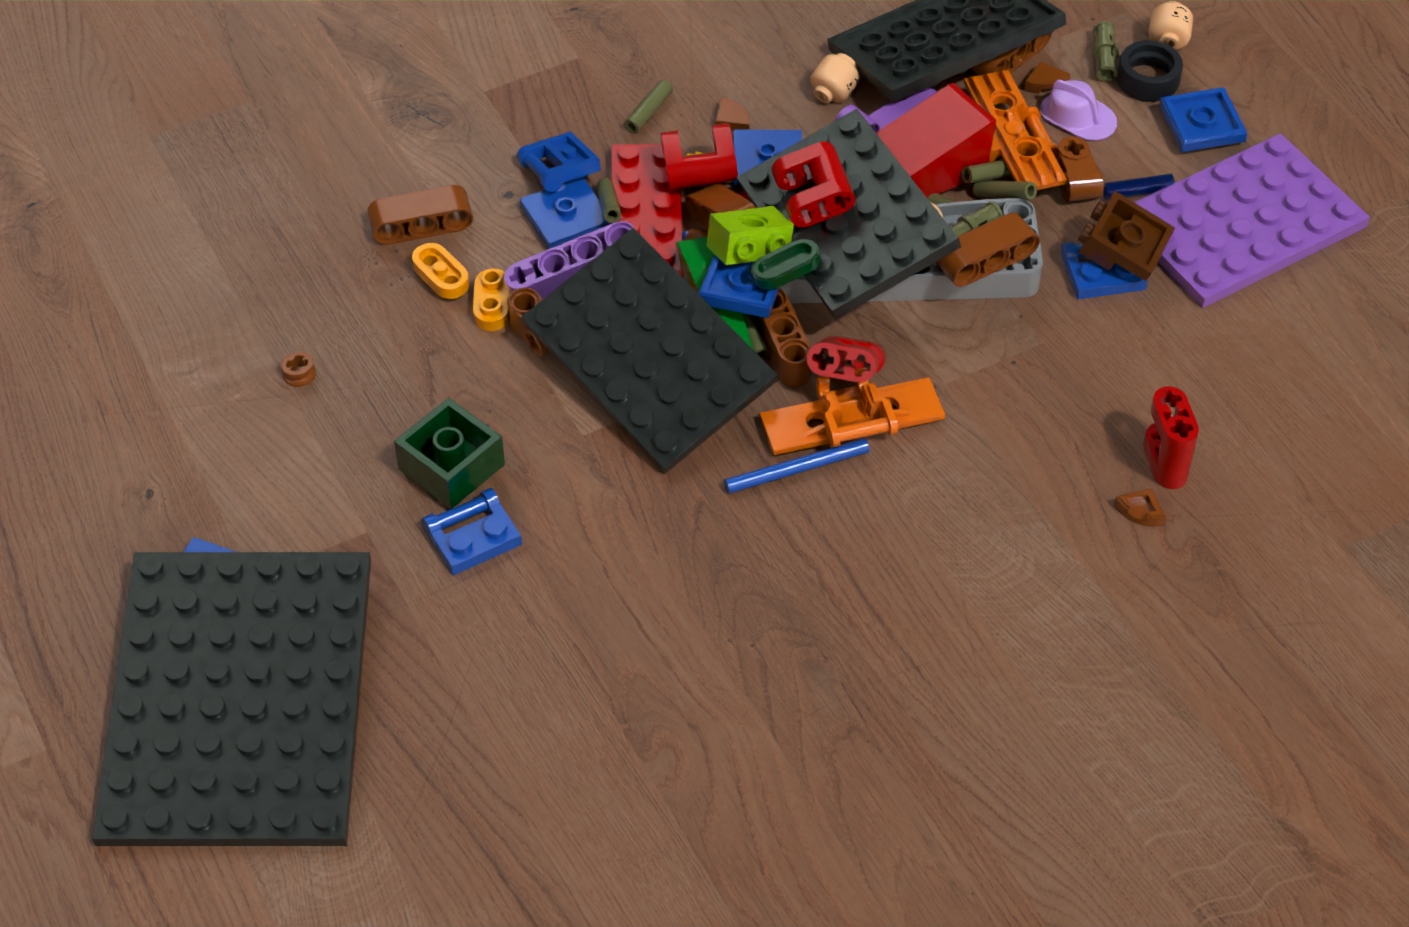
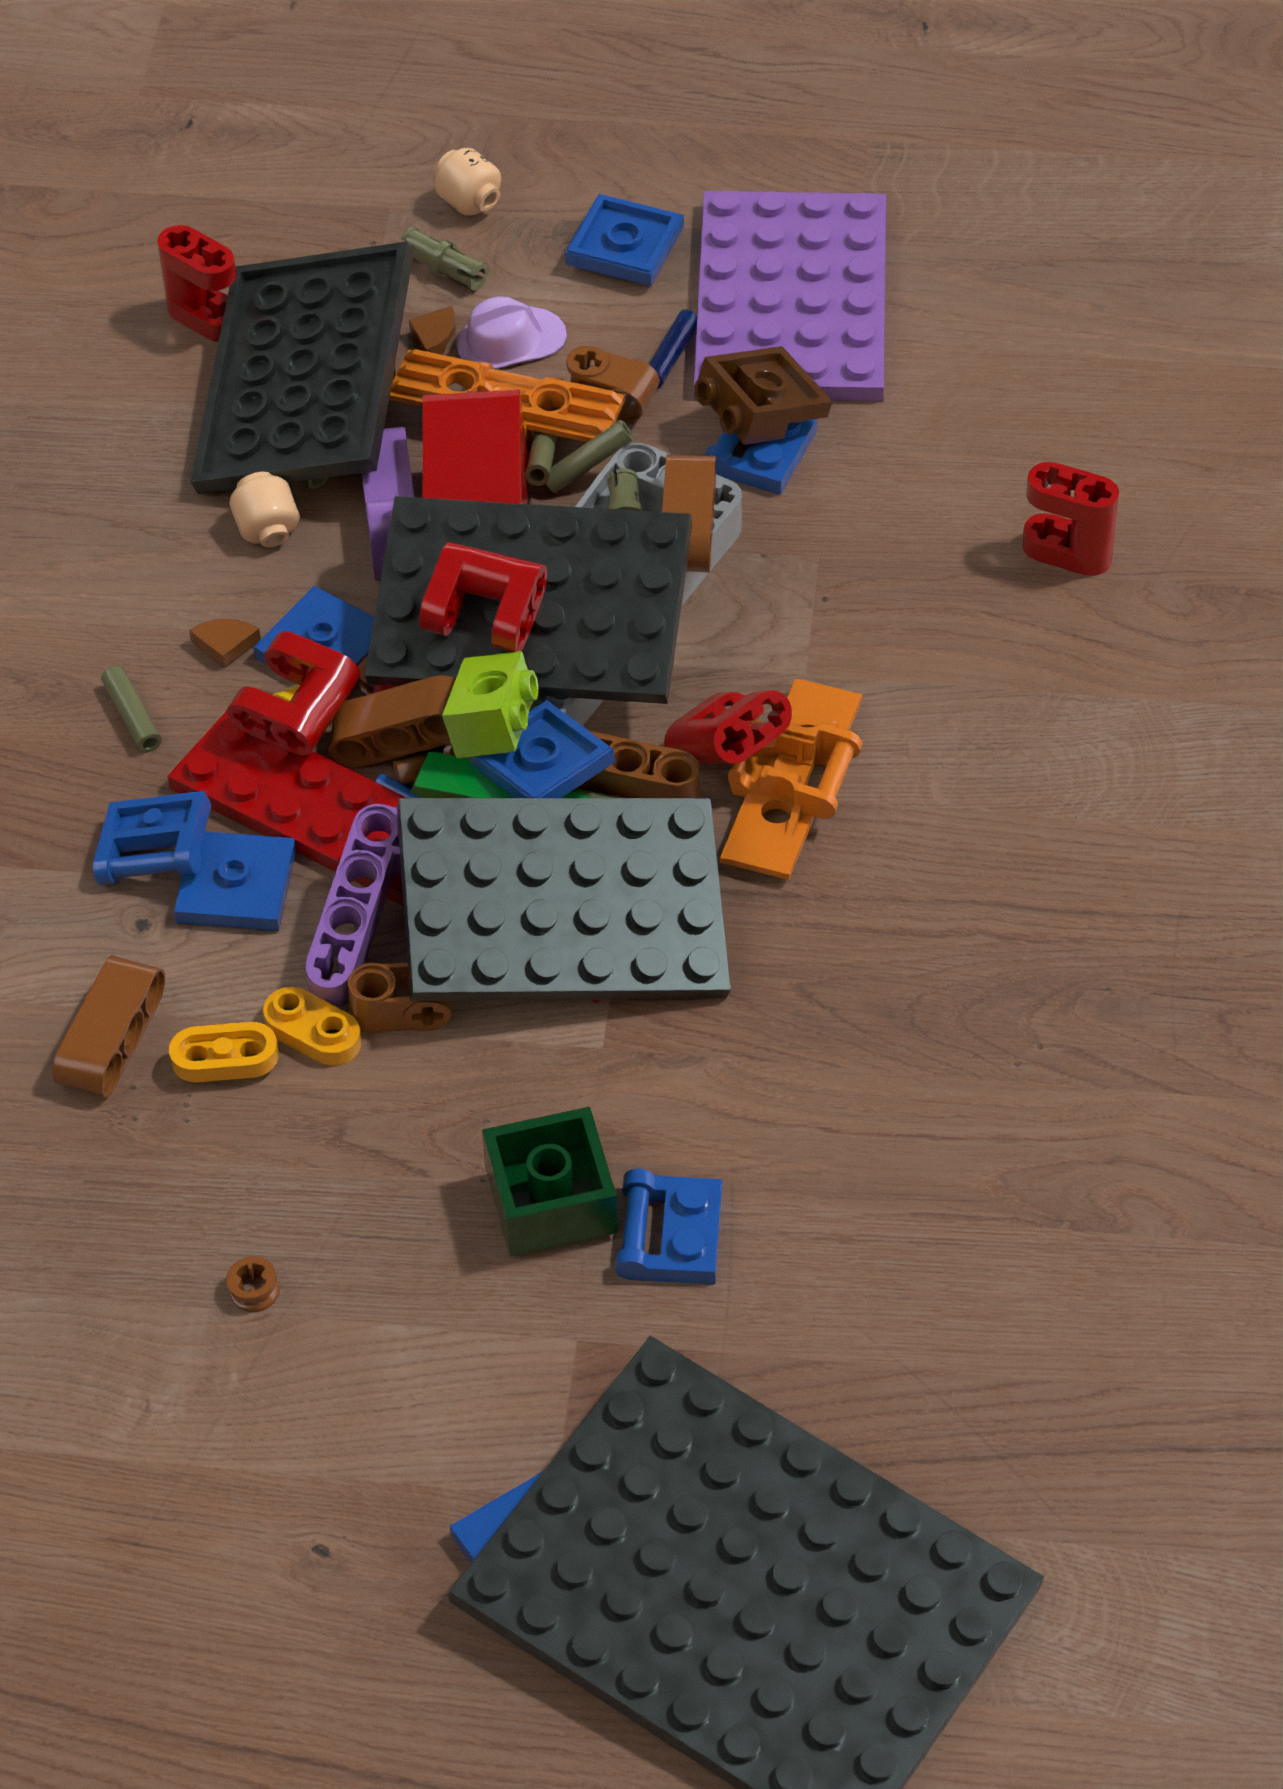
camera: 55 degrees left, 0 degrees up
(609, 200) = (265, 823): olive piece -> none
(786, 264) = (567, 694): dark green tile -> none
(796, 465) = (820, 874): blue bar -> none
(1141, 508) = (1120, 605): dark orange tile -> none
(1155, 54) = (513, 215): black tyre -> none

